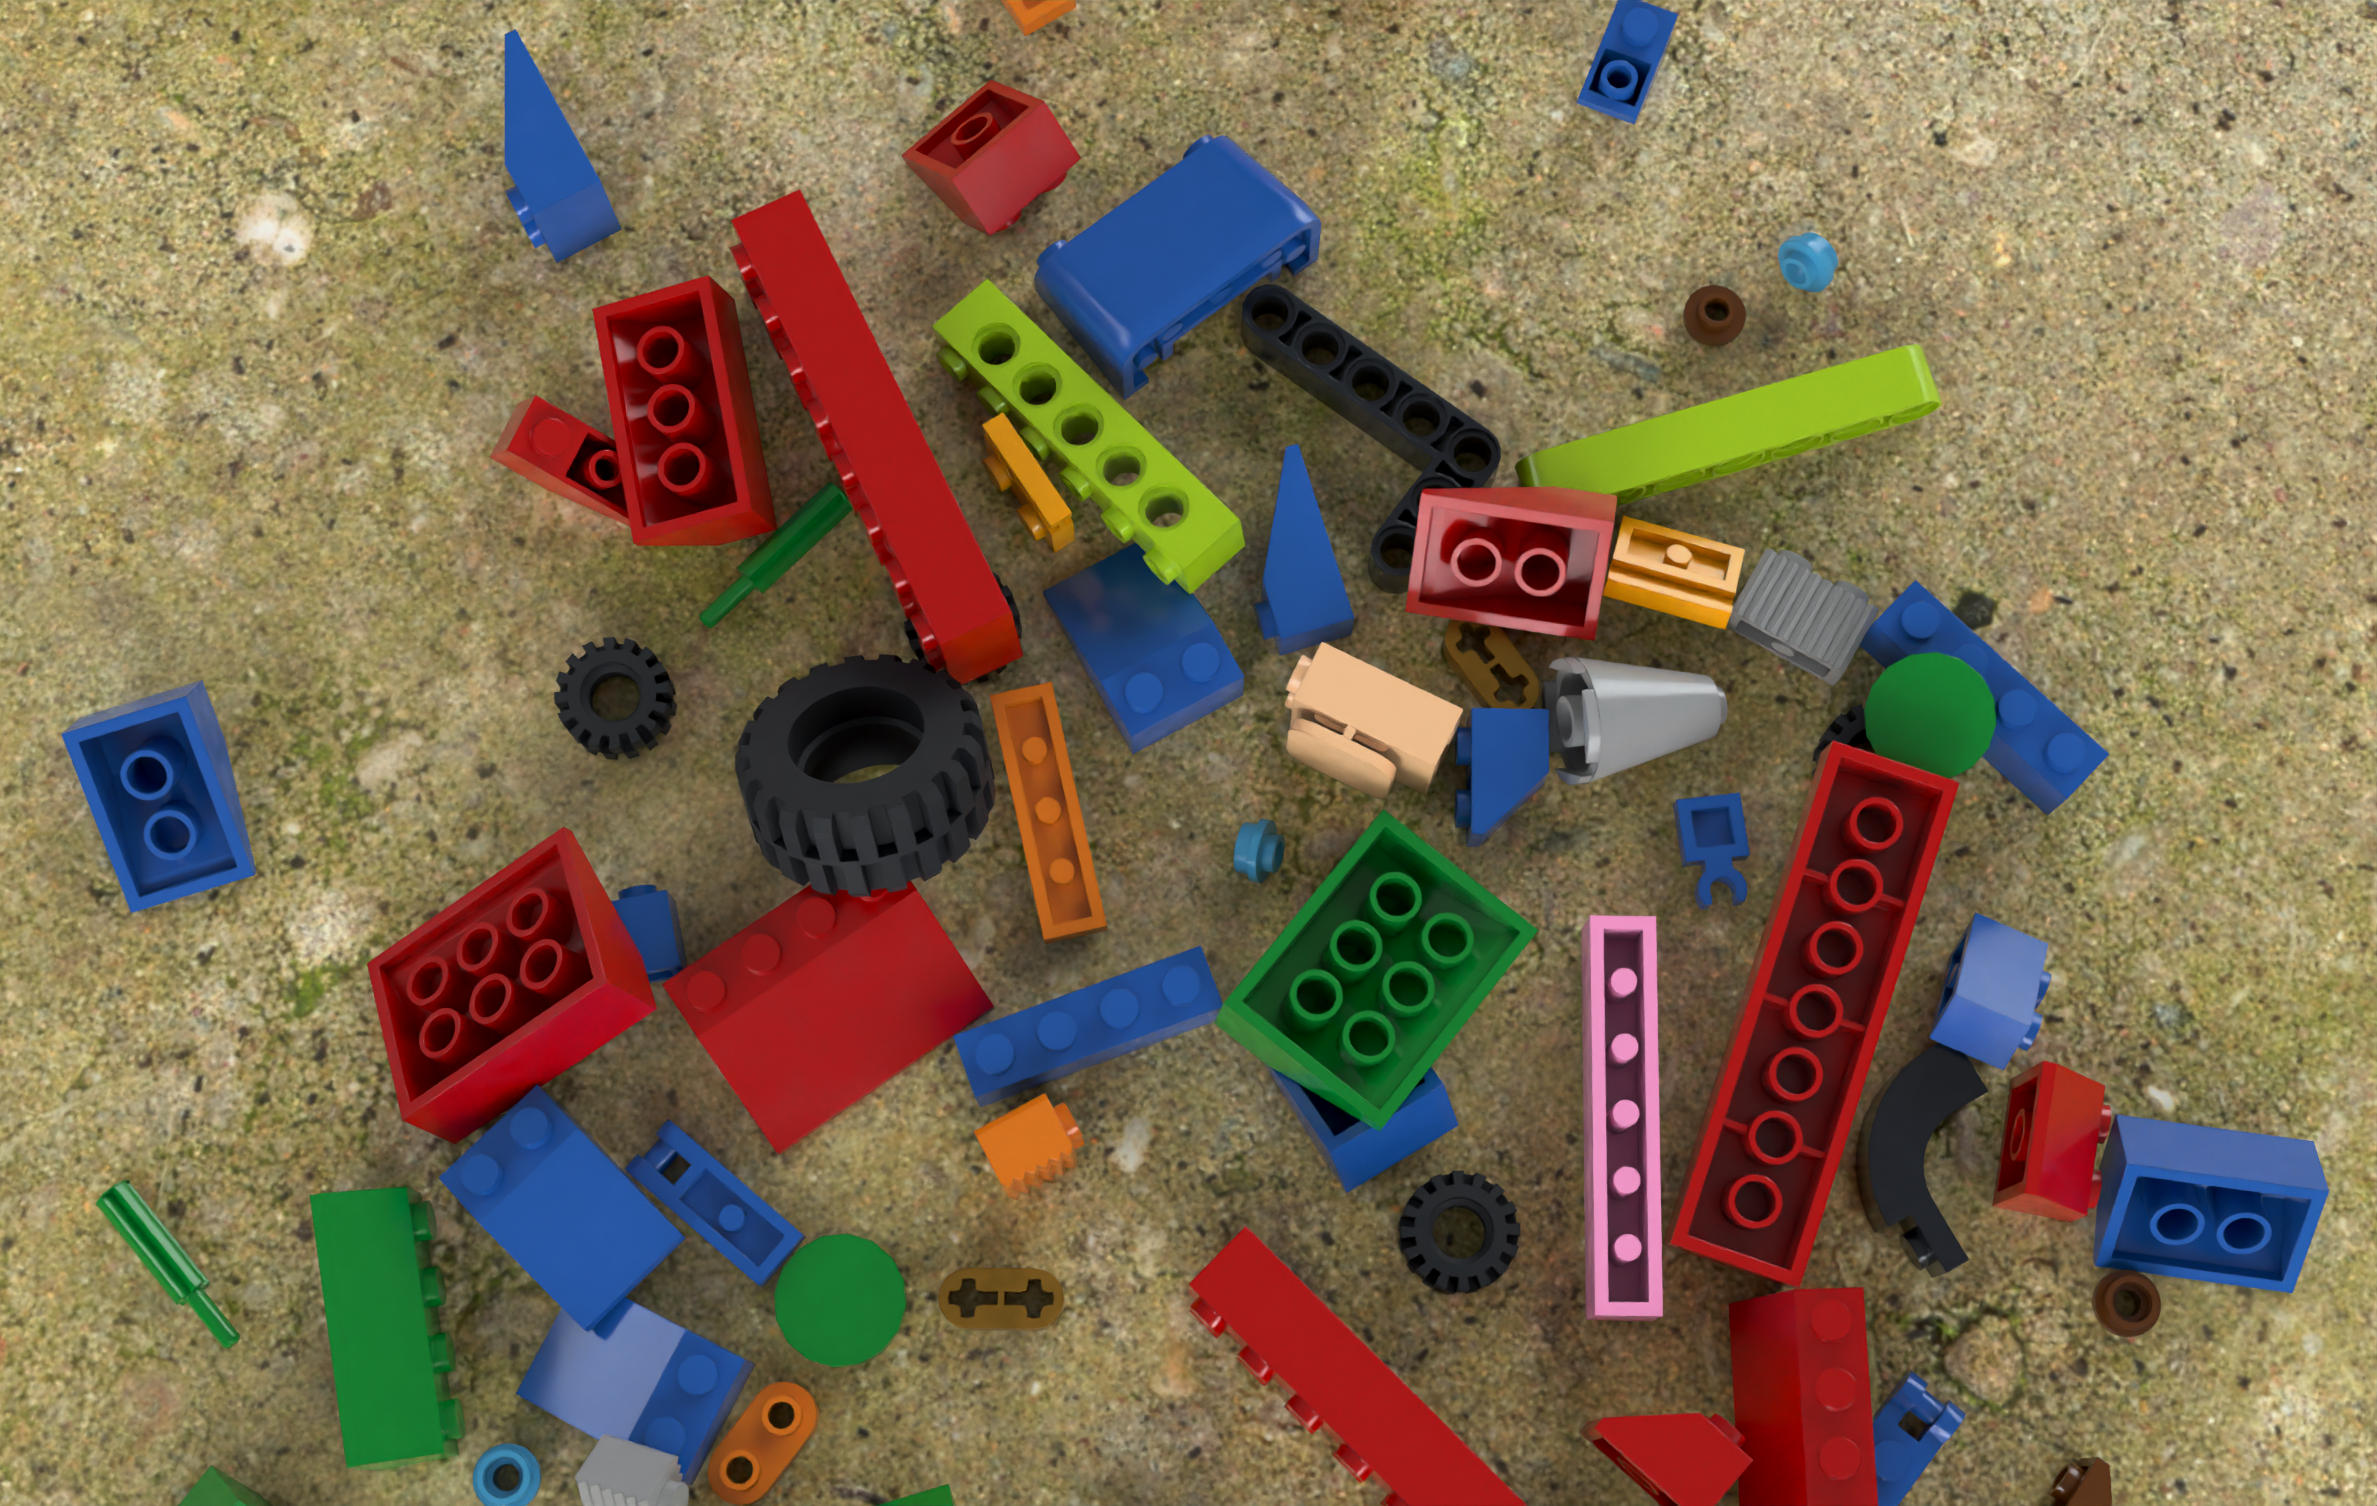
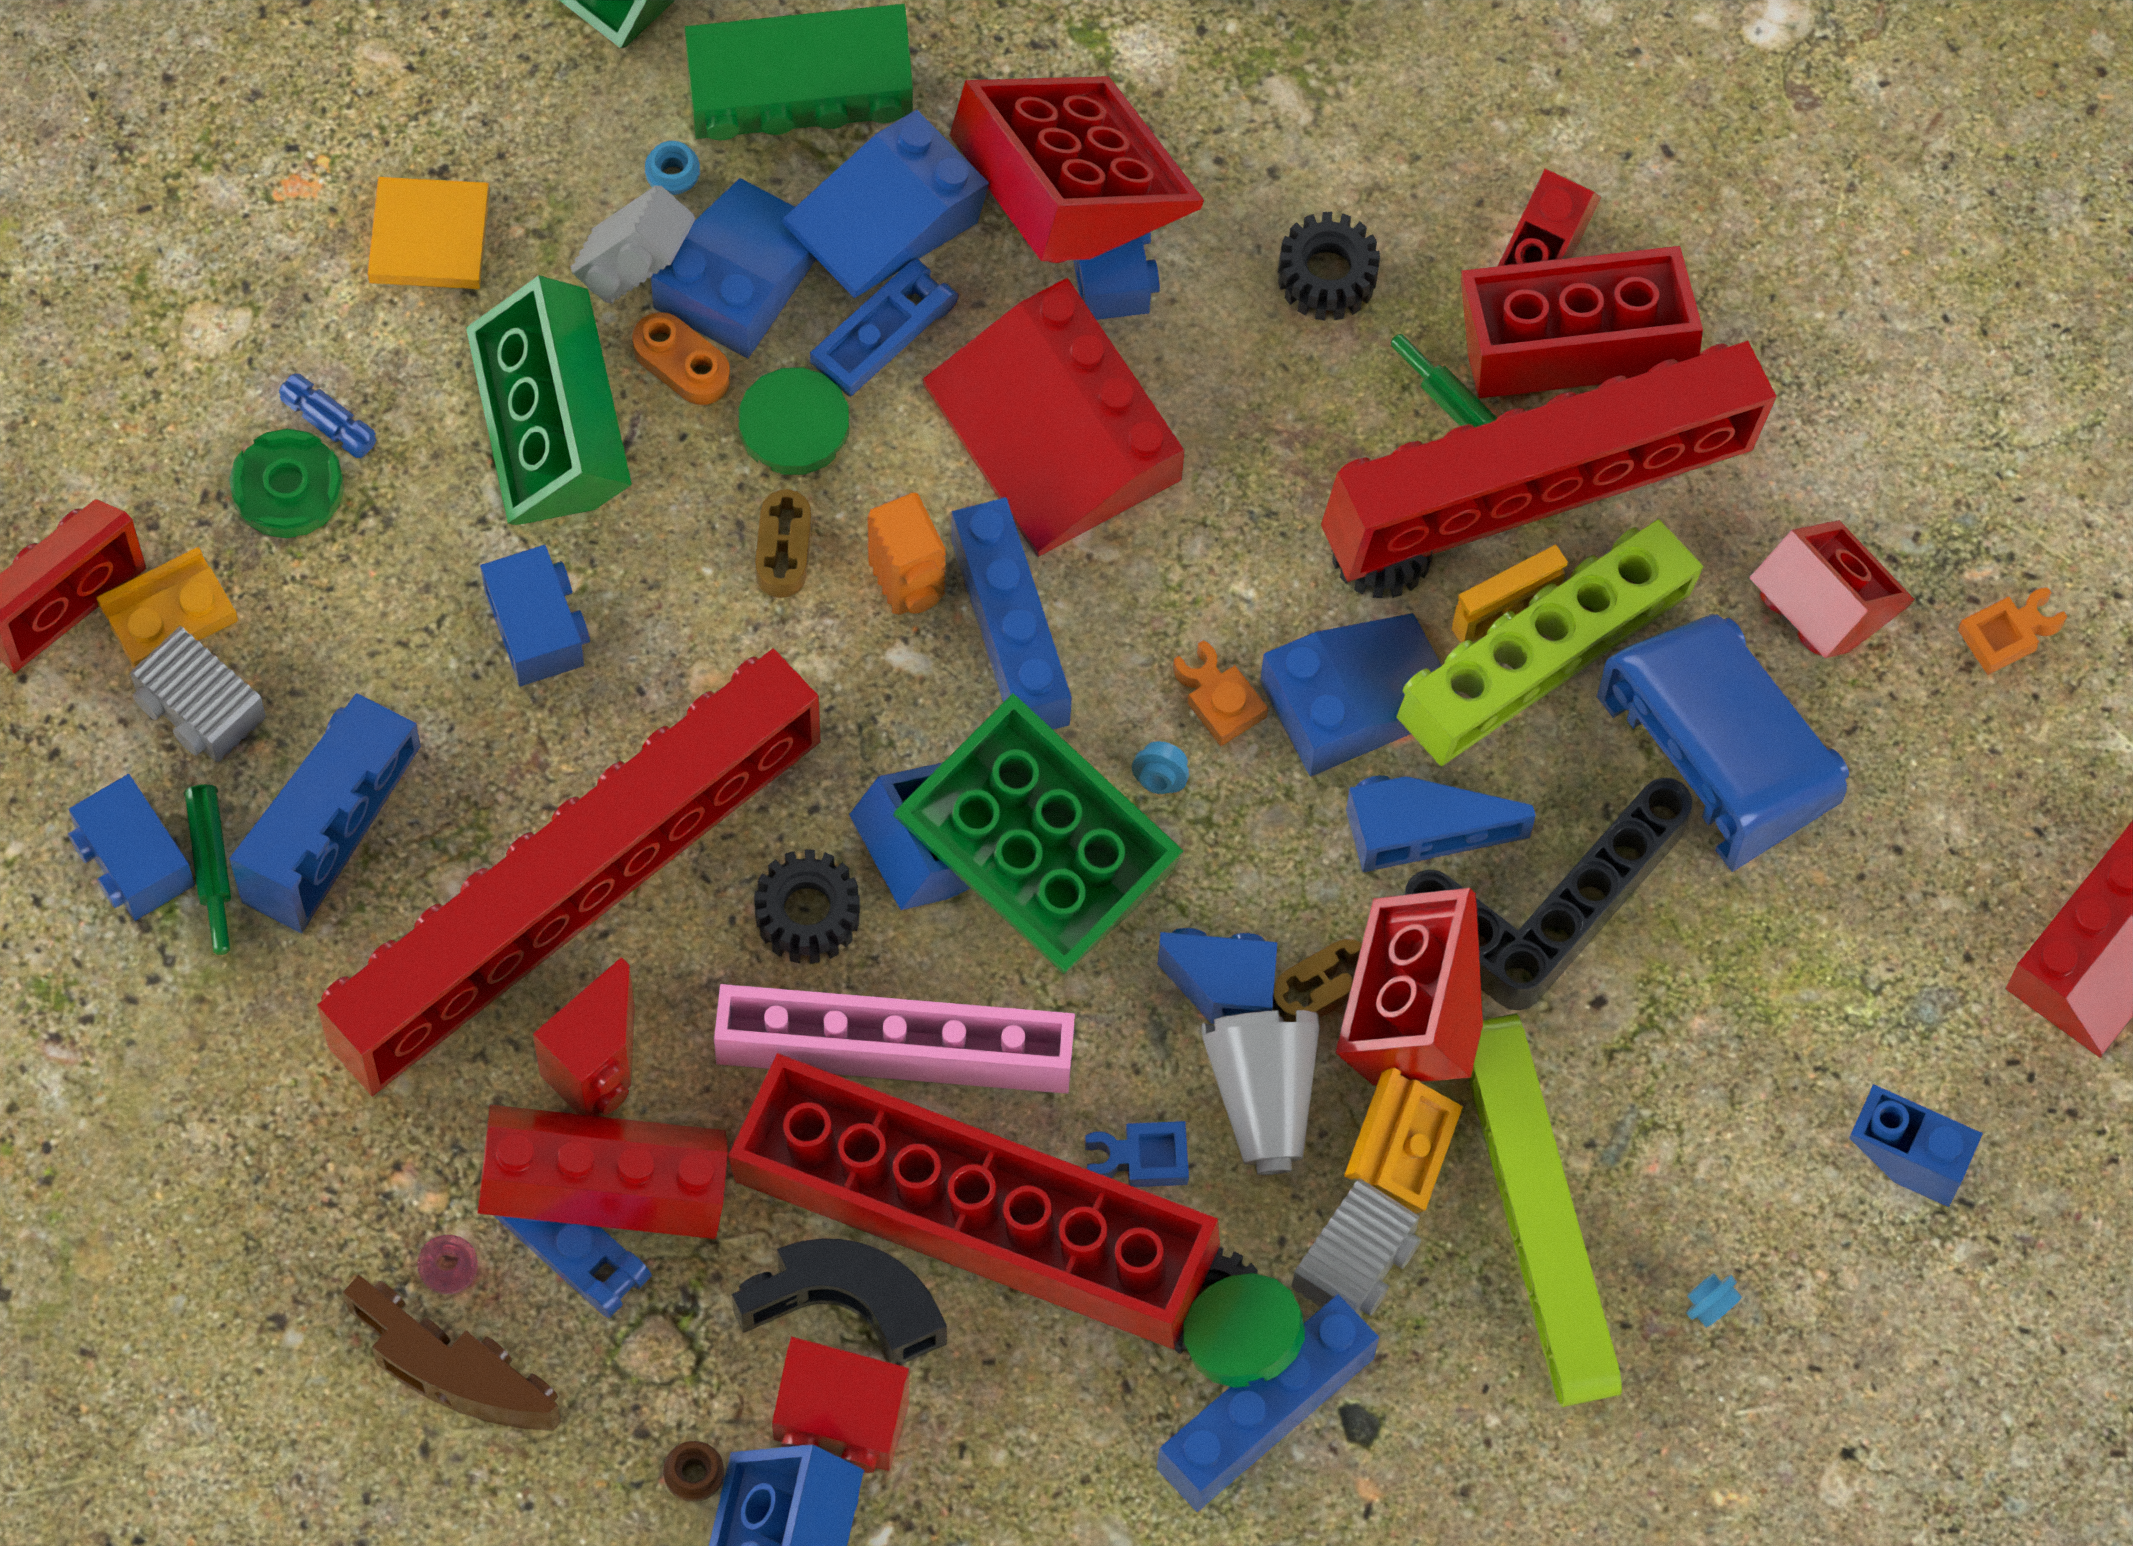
camera: 90 degrees right, 10 degrees down
(554, 181) = (1829, 215): blue slope -> none
(876, 828) = (1197, 459): black tyre -> none
(1048, 813) = (1206, 601): orange plate -> none
(1163, 789) = (1221, 700): none -> orange plate
(1366, 724) = (1265, 850): light nougat brick -> none
(1709, 331) = (1658, 1227): reddish brown plate -> none
(1992, 992) = (984, 1363): brick -> none

